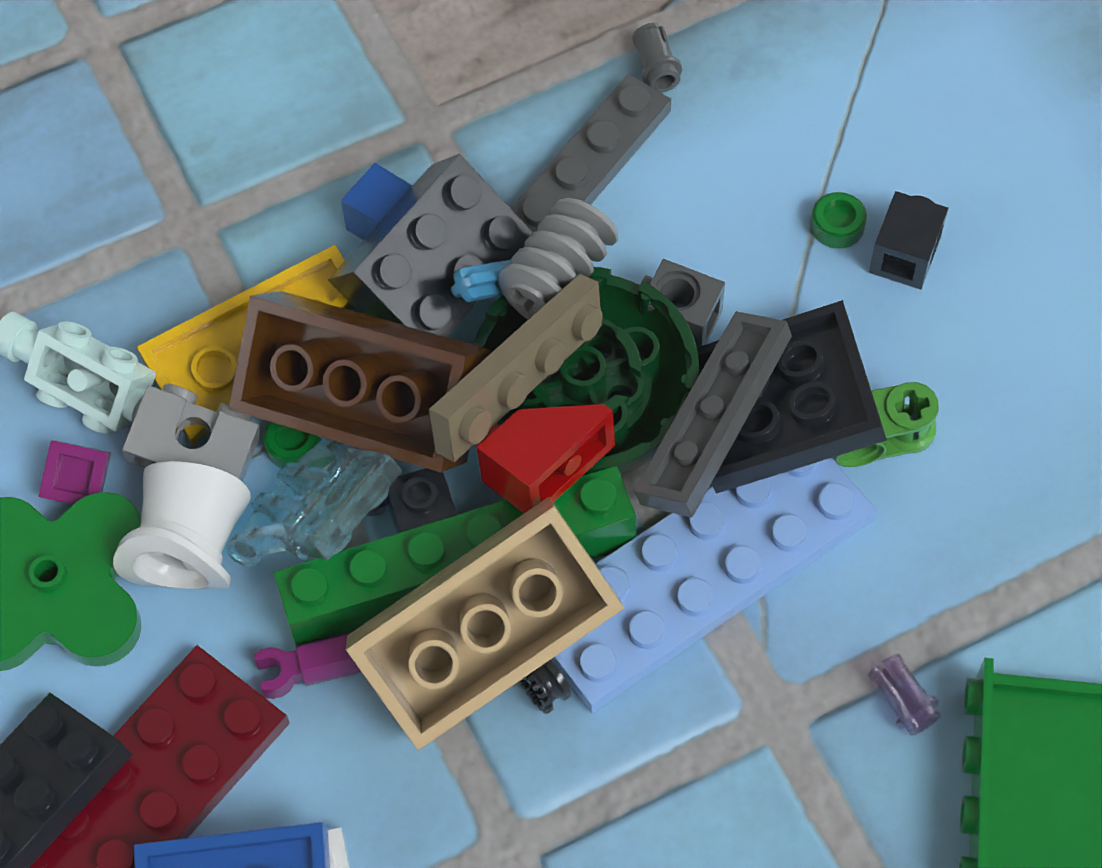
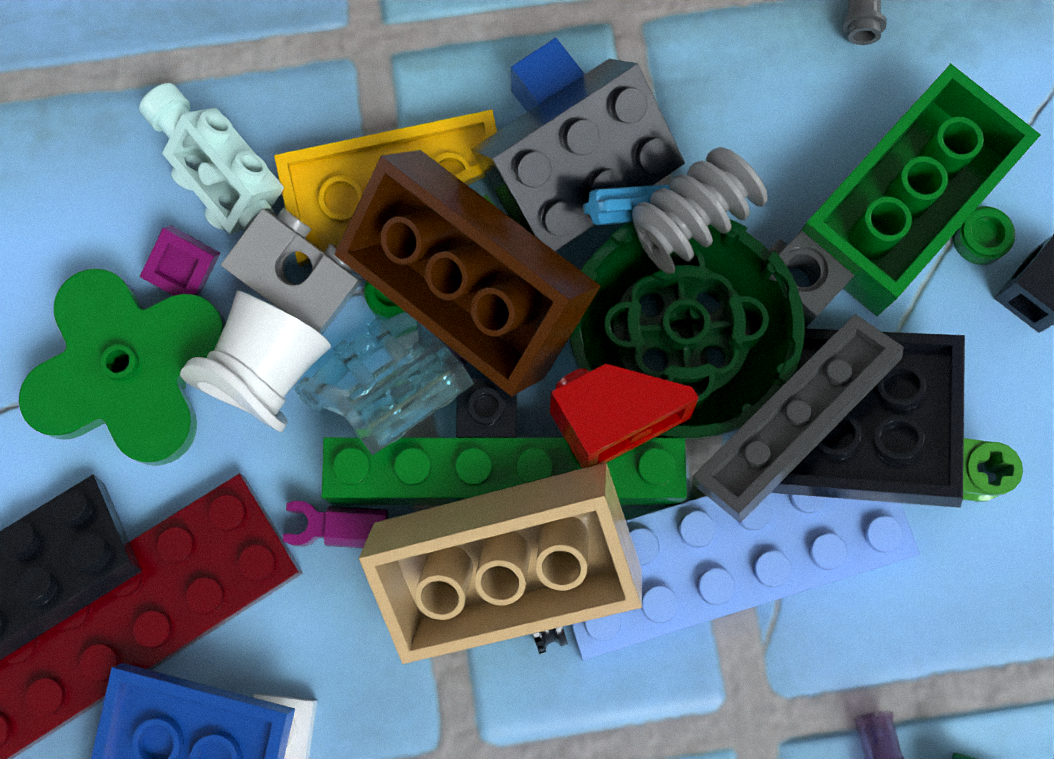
camera: 15 degrees right, 15 degrees up
(516, 368) = (607, 323): dark tan plate -> none
(596, 150) = (766, 93): dark grey plate -> none
(757, 192) = (918, 186): none -> green brick

